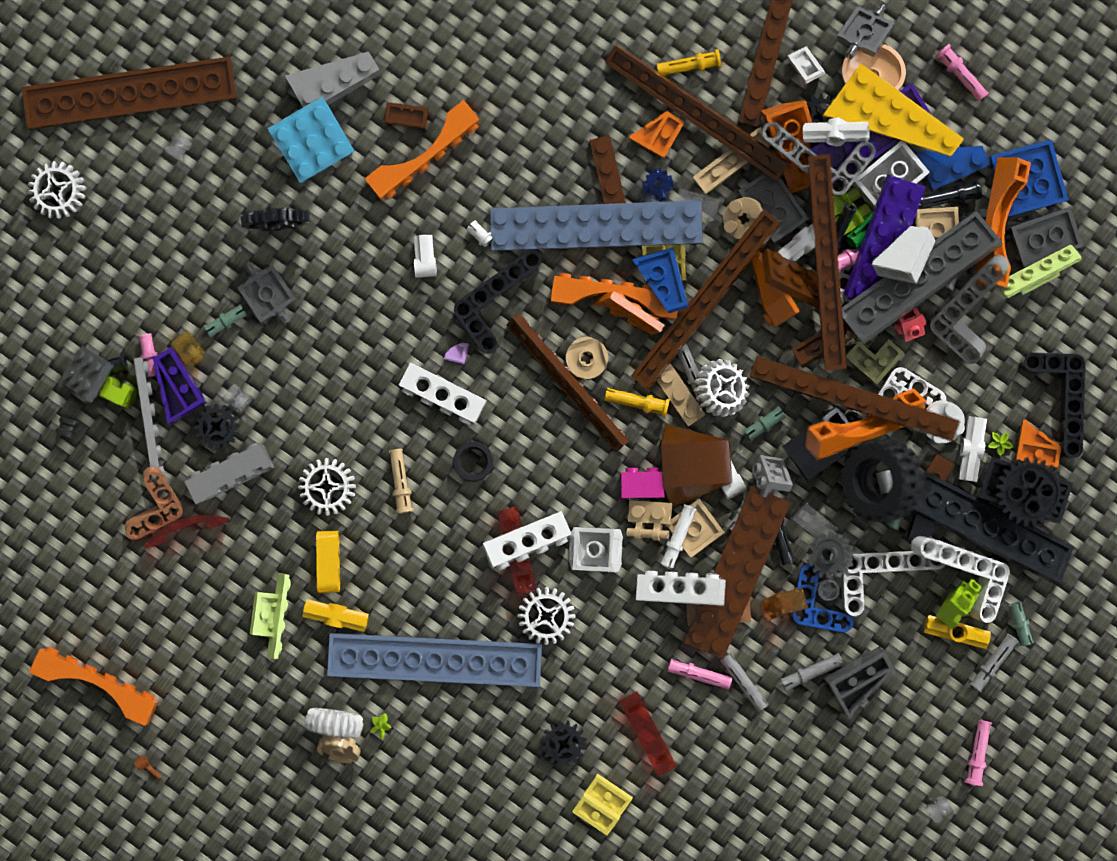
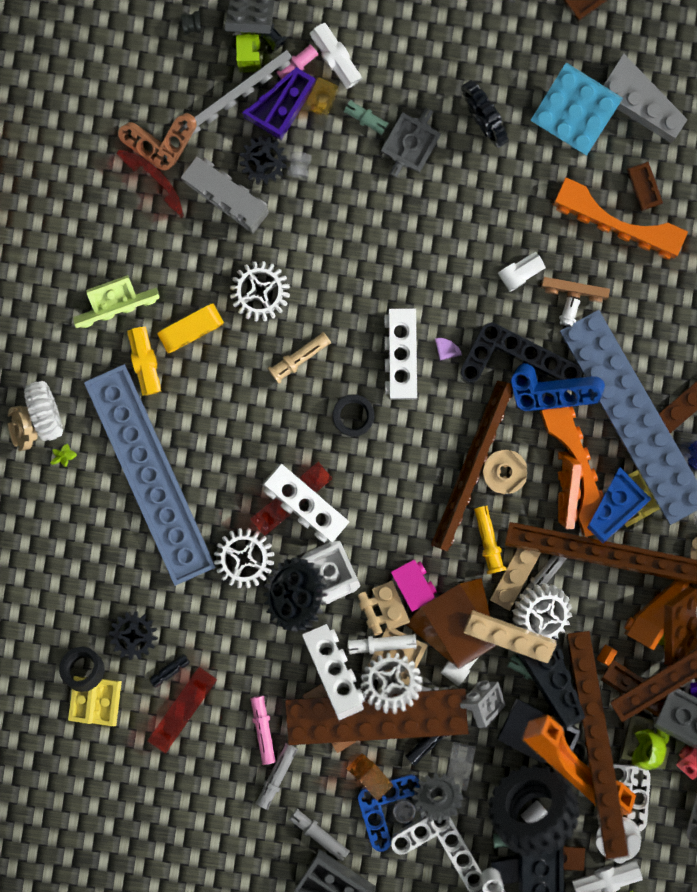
camera: 65 degrees right, 0 degrees up
(159, 319) = (335, 55): none -> white piece
(463, 220) = (574, 290): none -> medium nougat plate
(552, 254) = (586, 389): none -> blue beam
(555, 802) = (68, 661): none -> black tyre
(599, 588) = (295, 594): none -> black gear
(609, 728) = (169, 670): none -> black axle
(700, 552) = (398, 666): none -> white gear
(727, 425) = (510, 636): none -> tan plate
(776, 408) = (556, 687): none -> black wing
(784, 351) = (607, 655): none -> orange piece
(882, 356) = (652, 749): none -> lime hair

